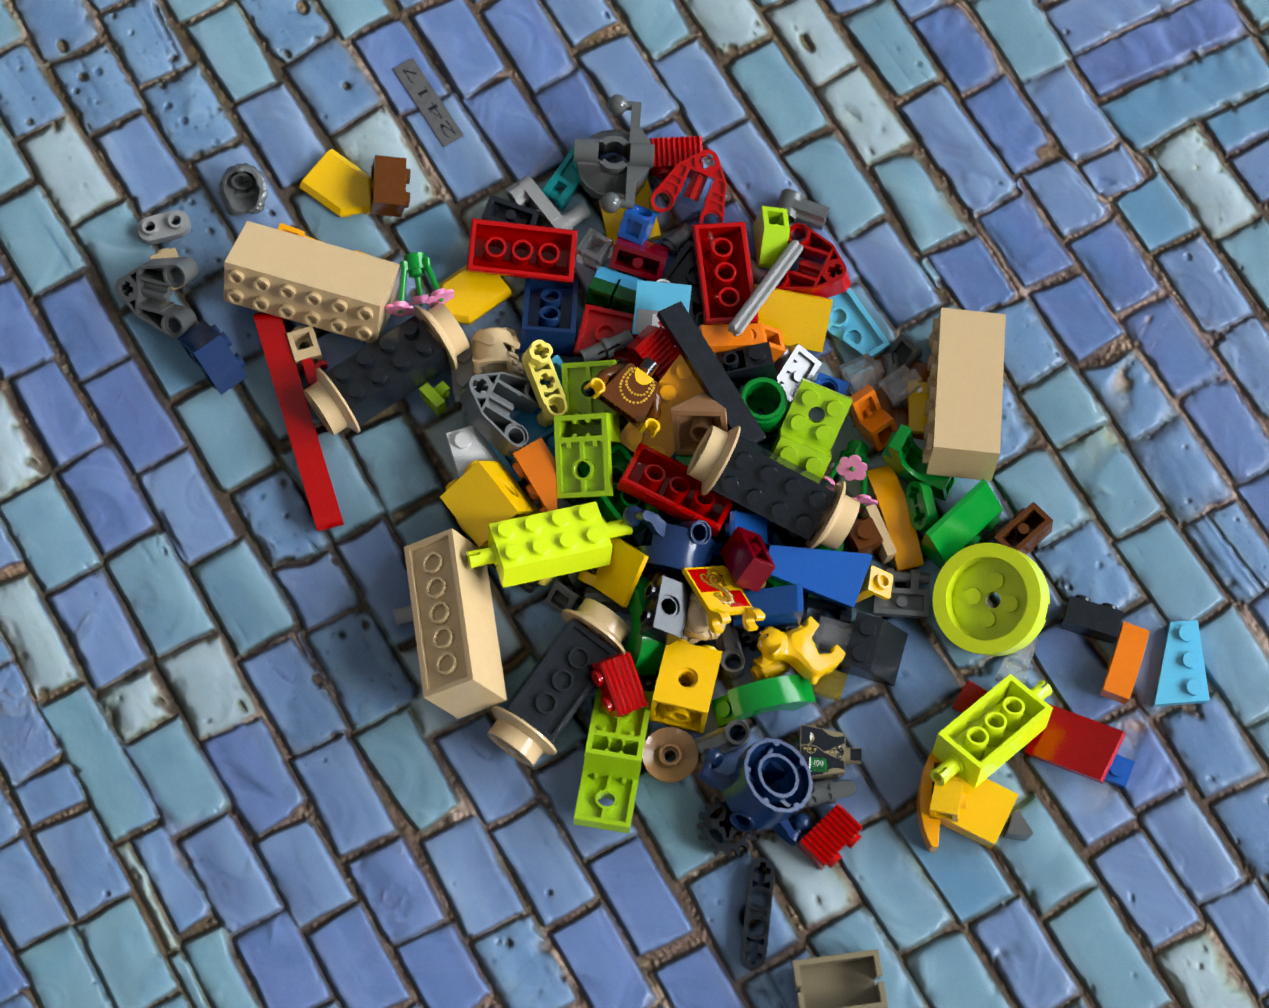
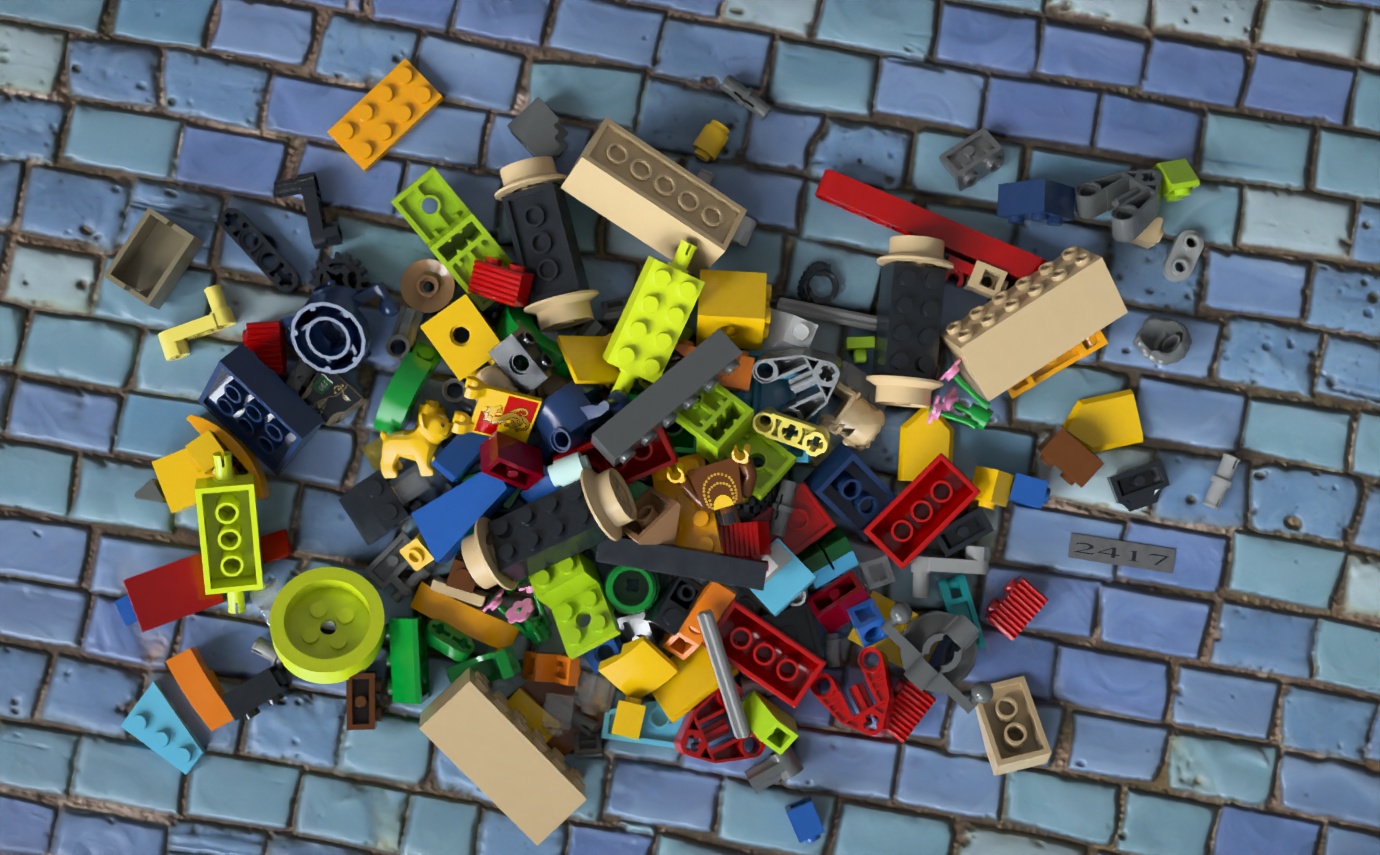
camera: 130 degrees right, 15 degrees up
(108, 269) = (1177, 179): none -> lime slope
(215, 431) = (973, 159): none -> flat silver bracket
(309, 638) = (745, 97): none -> dark grey pin
(316, 73) = (1221, 481): none -> light grey pin
(366, 127) = (1139, 485): none -> black slope
(367, 635) = (711, 140): none -> yellow brick
(400, 477) = (819, 269): none -> black piece
(428, 439) = (827, 314): none -> light grey axle
(440, 197) = (1029, 491): none -> blue brick
(457, 221) = (994, 487): none -> yellow brick
(473, 771) = (539, 130): none -> dark grey piece
(534, 139) = (1015, 607): none -> red brick
(562, 909) = (385, 115): none -> light orange plate
(600, 478) = (666, 398): none -> dark grey brick
(624, 70) = (1012, 728): none -> tan slope
(700, 873) = (307, 184): none -> black beam
(716, 508) = (568, 469): none -> light aqua brick
(817, 161) = (805, 820): none -> blue brick
(817, 352) = (638, 668): none -> yellow slope
(858, 332) = (629, 718): none -> yellow brick
(879, 793) = (259, 408): none -> dark blue slope
(886, 916) = (175, 339): none -> light yellow beam
(1052, 637) = (266, 650): none -> light grey pin

